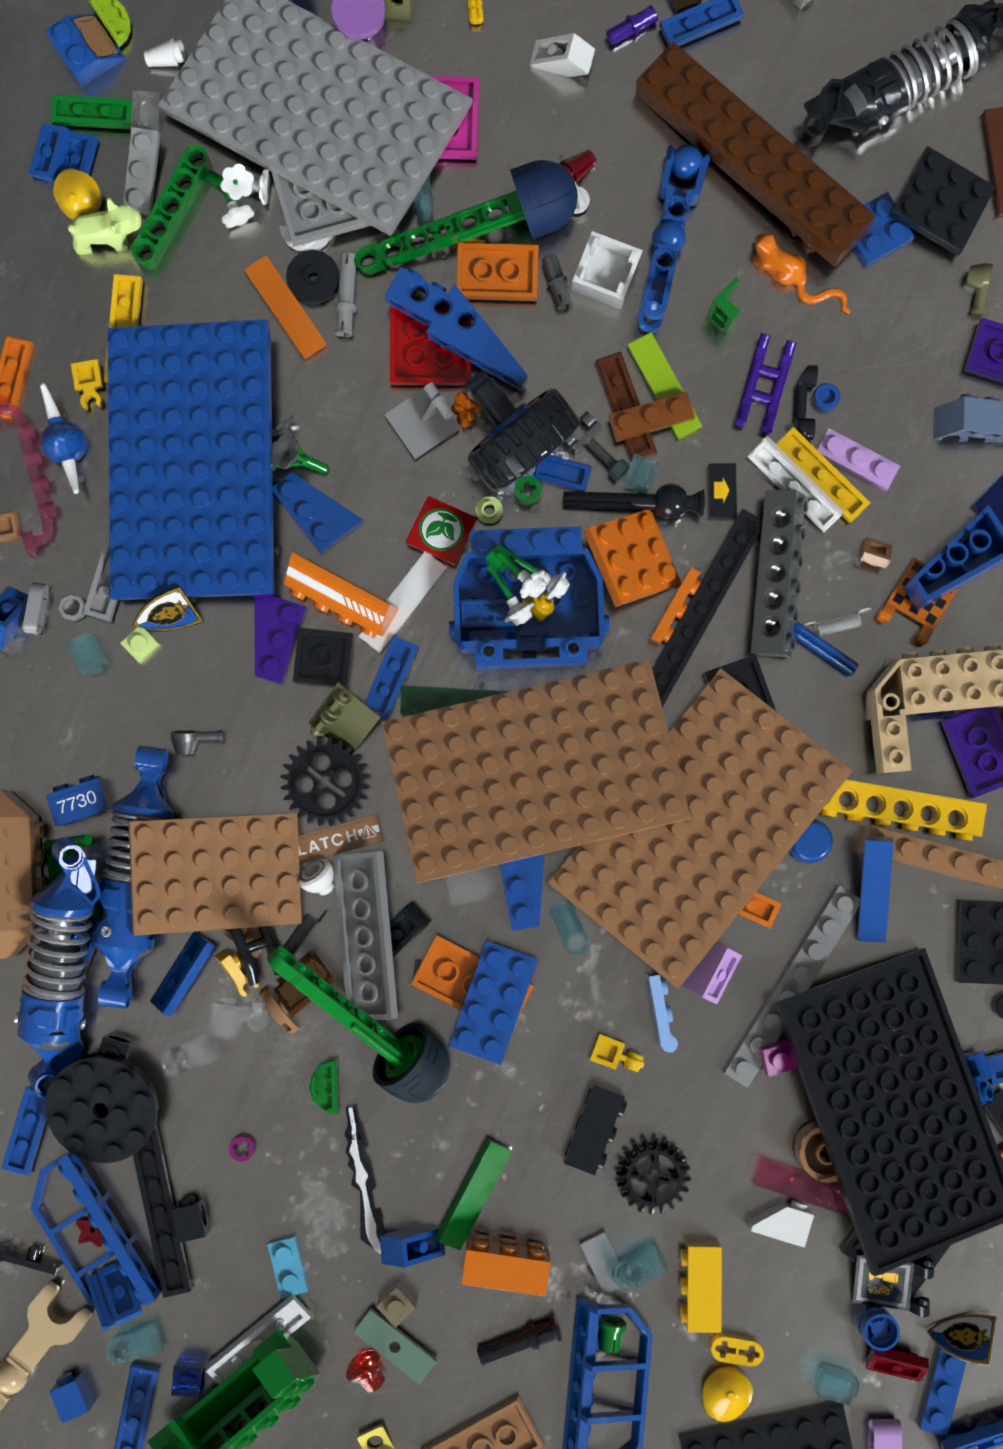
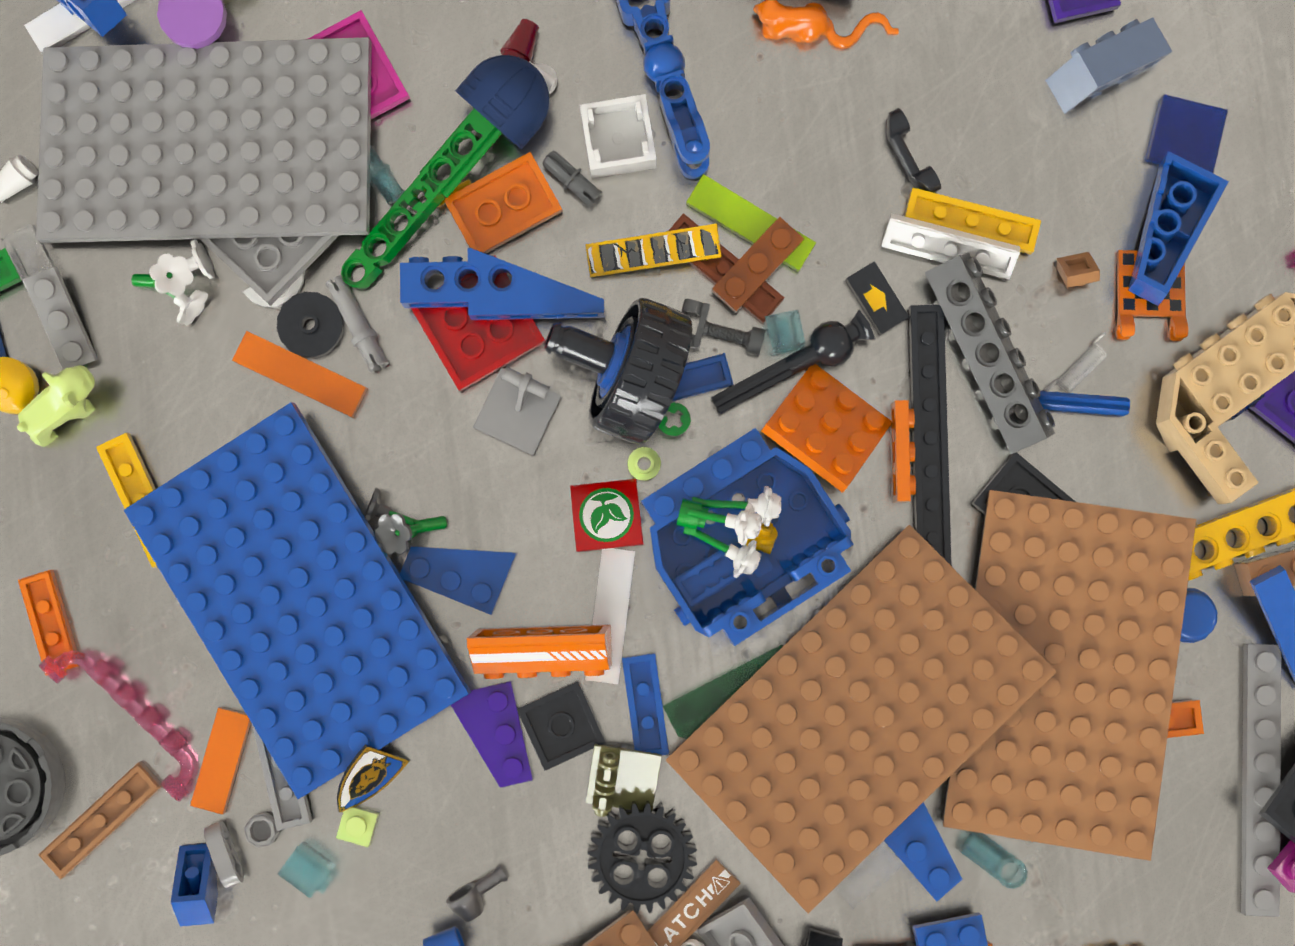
camera: 25 degrees left, 0 degrees up
(62, 440) = (146, 657): blue helmet -> none
(72, 543) = (221, 760): none -> orange tile
(88, 378) = (133, 576): yellow plate -> none
(171, 195) = (106, 326): green beam -> none
(465, 408) = (555, 371): orange plant -> none
(584, 364) = (653, 250): none -> tile
(662, 1013) = (1143, 892): light blue plate -> none
(713, 973) = (1174, 817): lavender panel -> none
(722, 310) = (768, 109): green panel -> none
(779, 374) = (838, 146): dark purple piece -> none
(826, 397) = (926, 135): blue tile -> none
(858, 459) = (999, 181): lavender plate -> none

